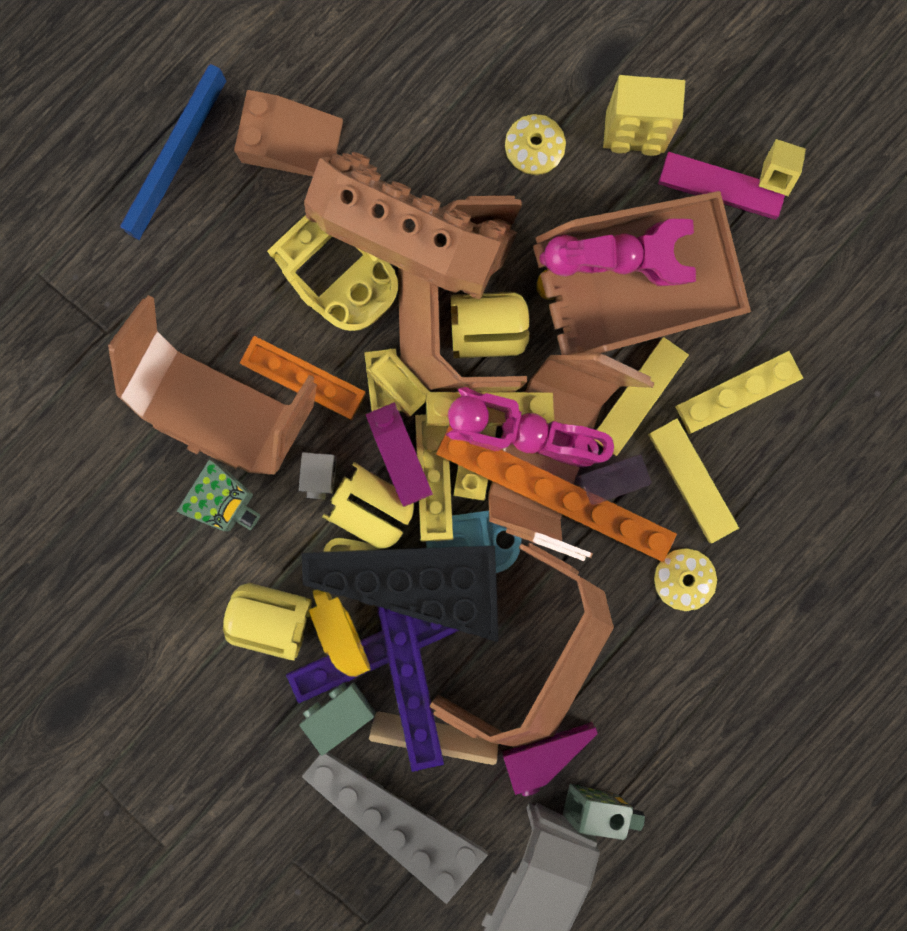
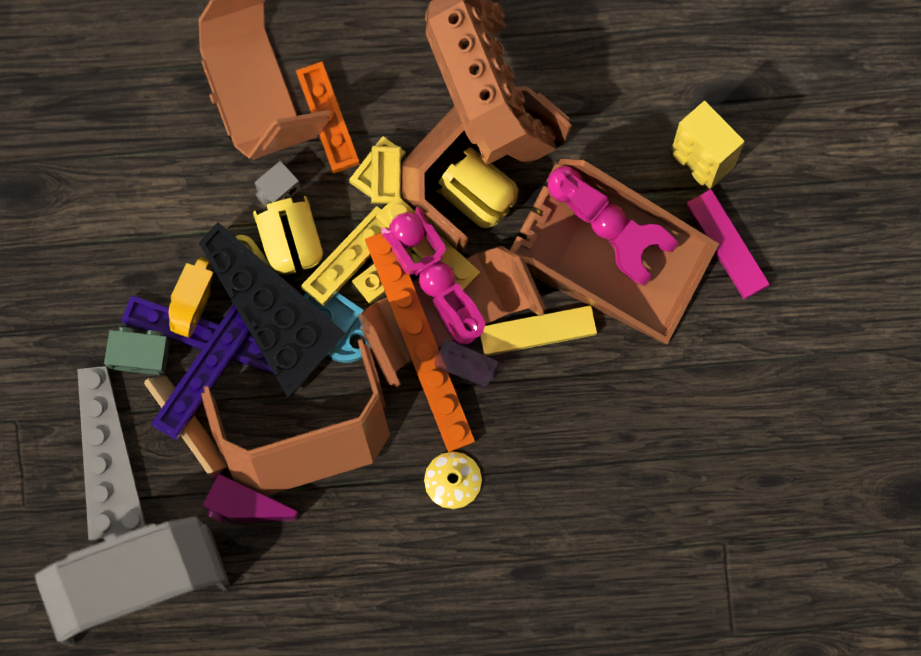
camera: 40 degrees right, 10 degrees down
(219, 500) = (198, 144): sand green torso -> none
(266, 620) = (153, 246): light yellow cylinder -> none
(355, 297) = (408, 97): light yellow slope -> none
(399, 454) = (341, 216): magenta slope -> none
(530, 157) = (624, 118): light yellow dish -> none
(601, 813) = (238, 564): sand green torso -> none
(693, 481) = (520, 419): light yellow tile -> none
(739, 392) = (608, 389): light yellow plate -> none
(782, 167) = (775, 265): light yellow brick -> none

